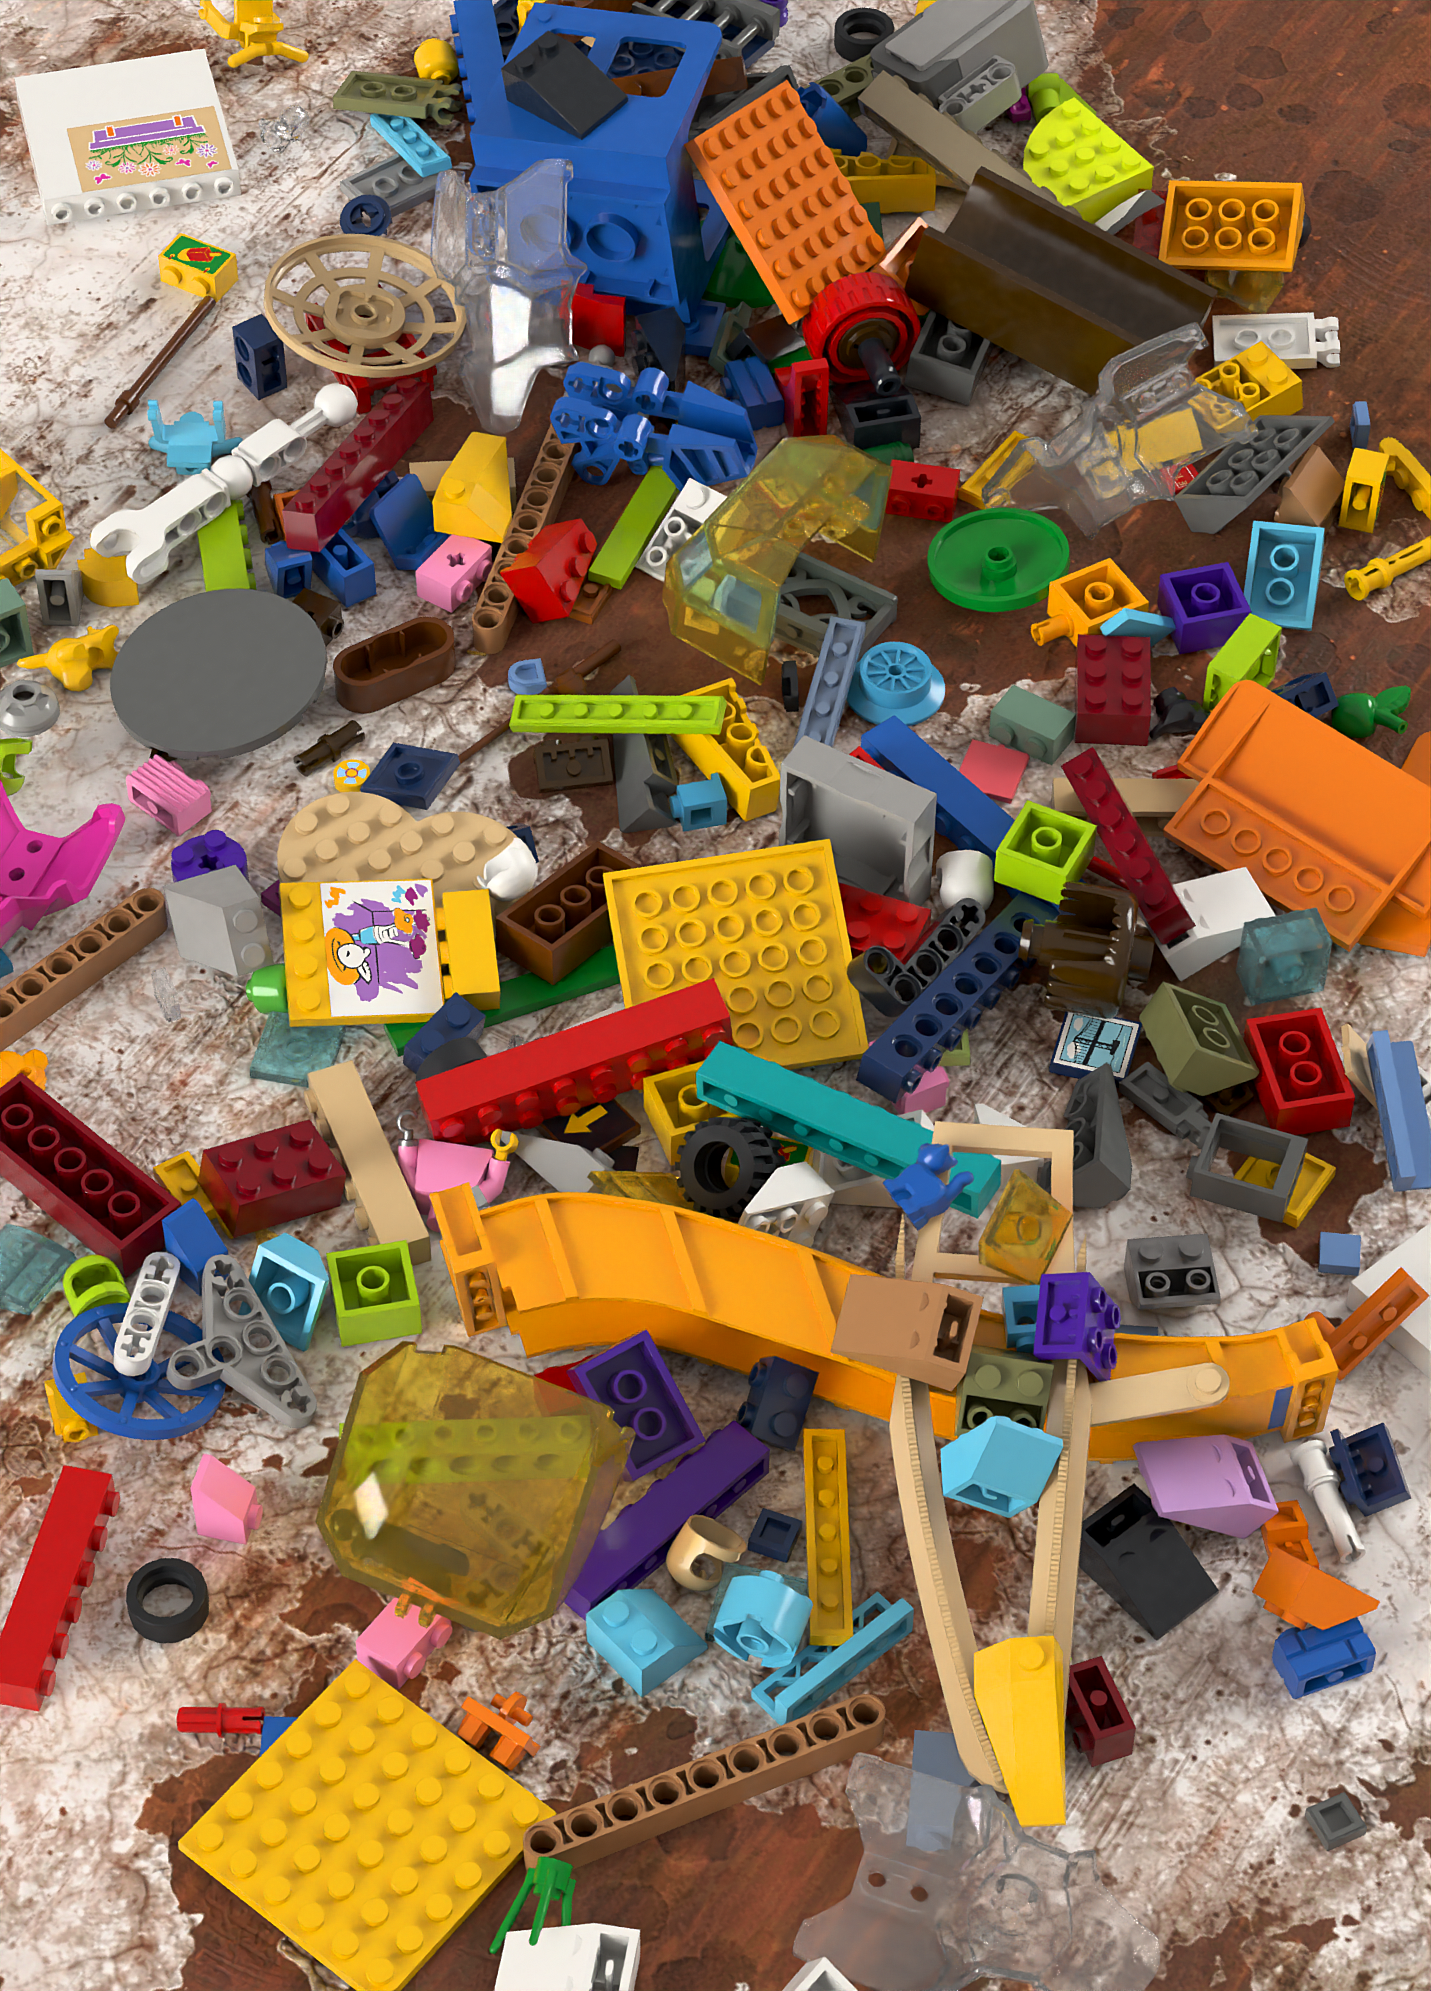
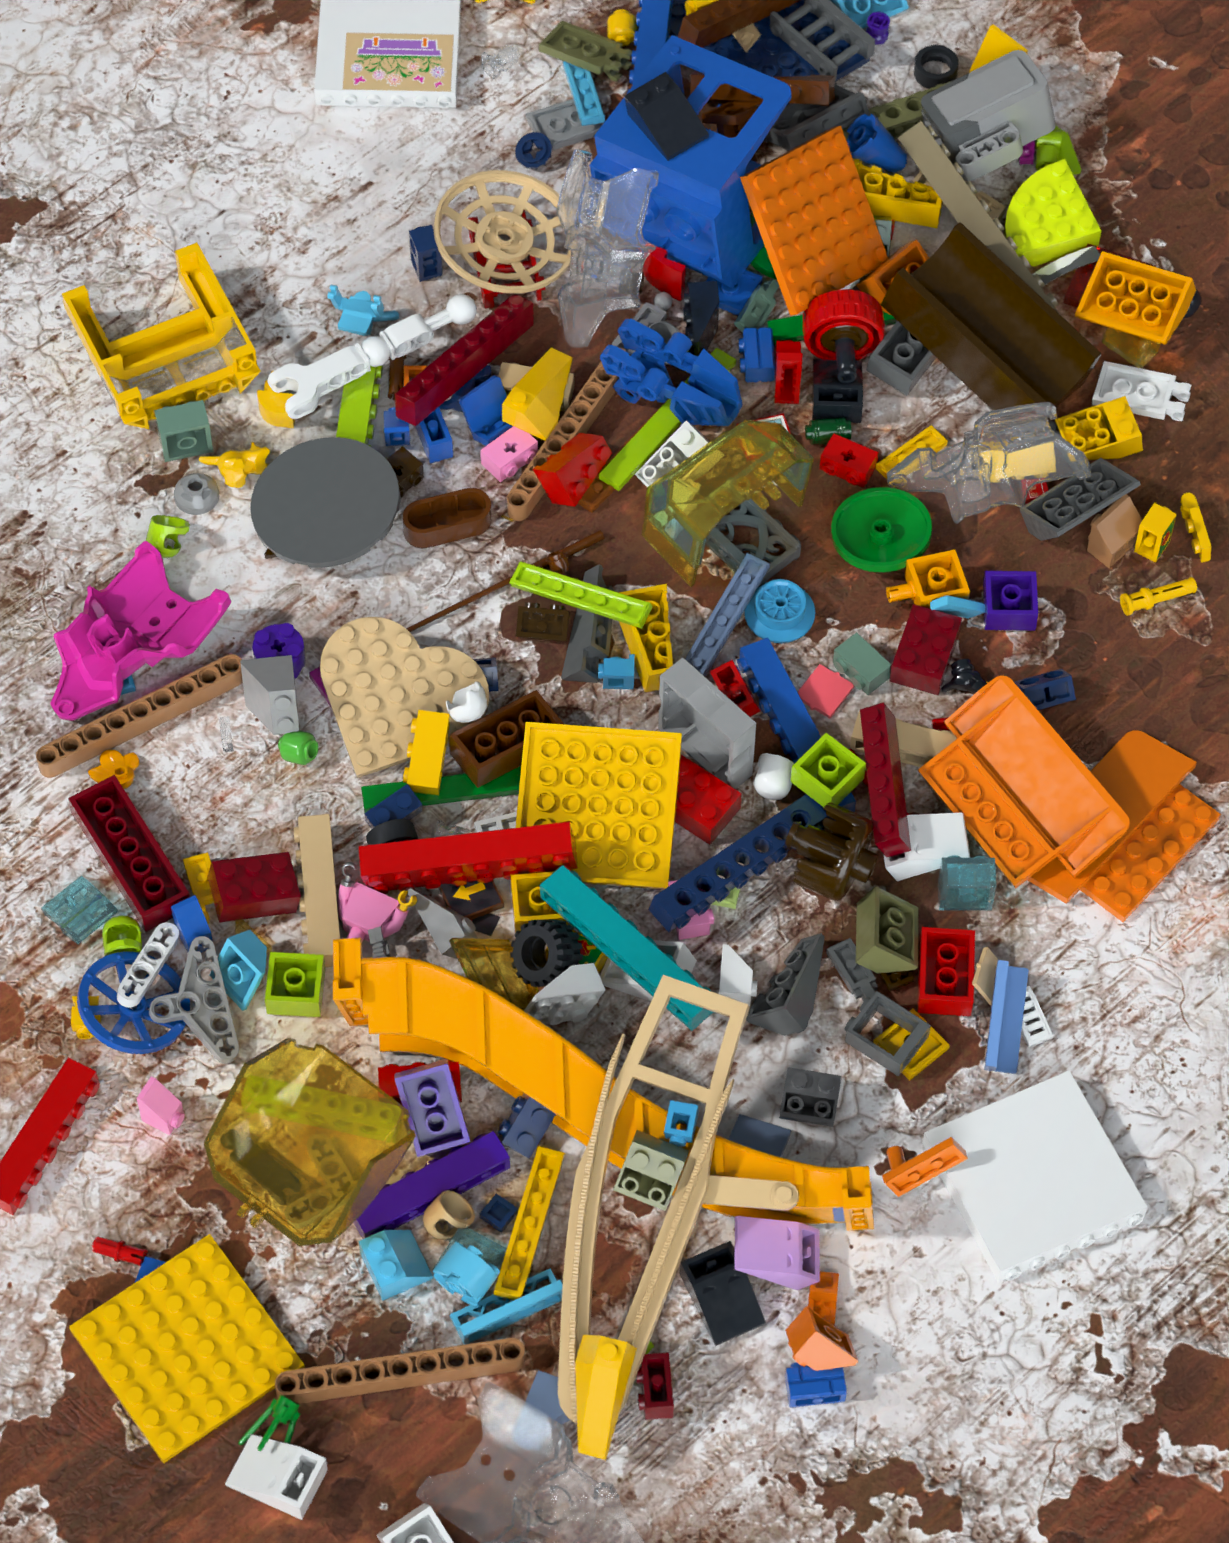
camera: 15 degrees right, 10 degrees up
(60, 596) = (240, 412): light grey slope -> none
(129, 399) = (330, 263): reddish brown bar -> none
(167, 1572) = (103, 1144): black tyre -> none
(169, 794) = (270, 583): bright pink brick -> none
(198, 267) = (406, 166): yellow brick -> none
(290, 1053) = (300, 792): clear light blue tile -> none
(329, 748) = (386, 571): dark brown pin -> none
(350, 775) = (395, 596): yellow tile -> none
(360, 952) = (356, 736): plate -> none
(399, 1646) = (238, 1233): bright pink brick -> none
(411, 775) = (432, 606): dark blue tile -> none
(513, 1741) = (278, 1293): orange hips -> none
(527, 677) = (534, 545): medium blue tile -> none
(768, 340) = (776, 318): black panel -> none
(789, 686) = (709, 587): black tile -> none
(908, 1328) = (599, 1113): medium nougat slope -> none
(919, 1189) = (639, 1019): blue animal -> none
(927, 954) = (724, 827): black beam -> none
(999, 1466) = (632, 1218): medium azure slope -> none
(1023, 1230) = (693, 1067): clear yellow slope -> none
(1077, 1322) = (710, 1137): dark purple bracket -> none
(1091, 1042) = (821, 915): tile -> none
(1246, 656) = (1019, 653): lime window -> none
(1284, 573) = (1075, 587): medium azure slope -> none
(1323, 1485) = (858, 1267): white pin -> none
(1335, 1821) = (785, 1495): dark grey tile -> none
(1339, 1253) = (930, 1107): medium blue tile -> none
(1360, 425) = (1175, 476): medium blue tile -> none
(1361, 712) = (1092, 707): green piece -> none
(1370, 1469) = (891, 1264): dark blue bracket -> none

